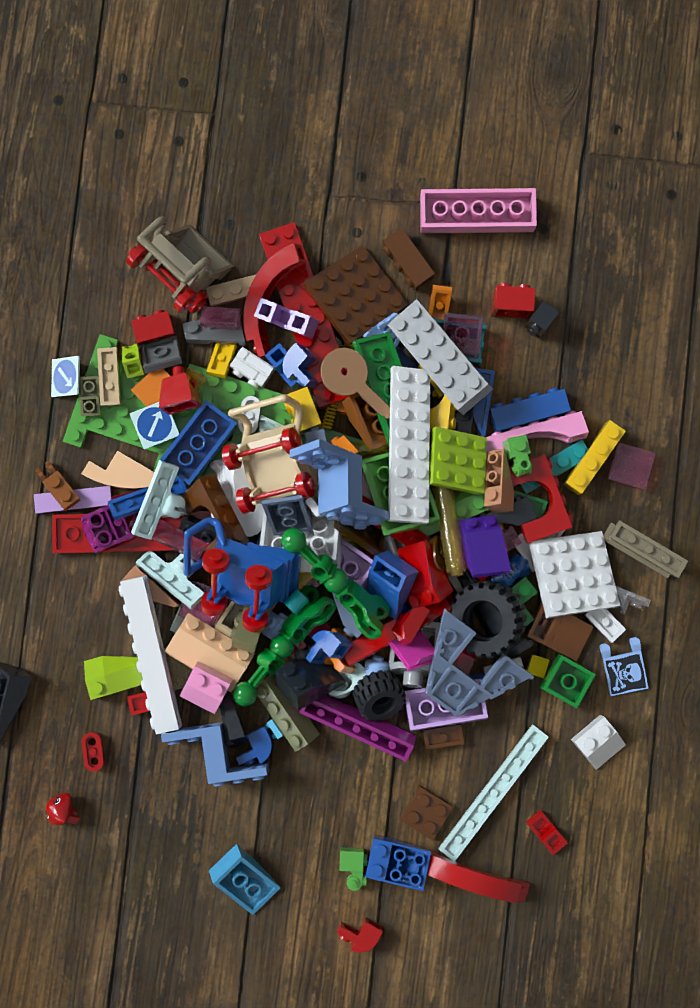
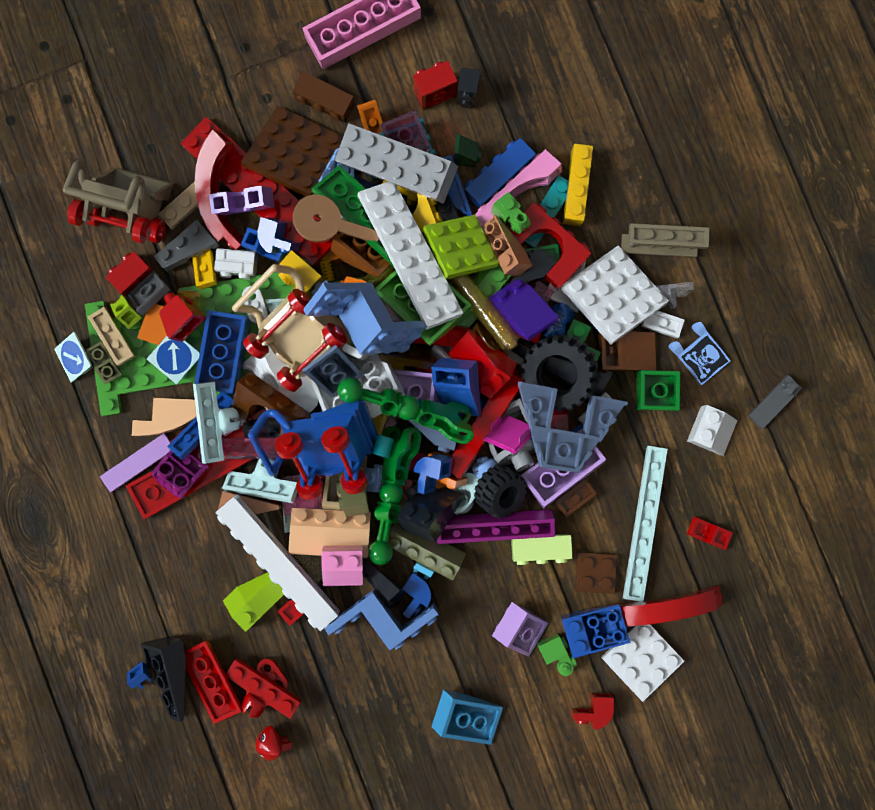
camera: 30 degrees left, 0 degrees up
(37, 728) = (211, 682): none -> red slope
(58, 487) = (118, 458): dark orange hinge -> none
(76, 759) = (261, 691): none -> red plate
(220, 317) = (183, 232): clear pink plate -> none
(332, 827) = (519, 629): none -> lavender slope
(389, 767) = (542, 549): none -> yellowish green brick
(409, 624) = (494, 413): red slope -> none
(427, 914) = (644, 661): none -> white plate
(509, 376) = (466, 152): none -> dark green slope
(537, 665) = (624, 392): yellow slope -> none
(631, 466) = (613, 176): clear pink plate -> none
(668, 746) = (774, 401): none -> dark grey hinge

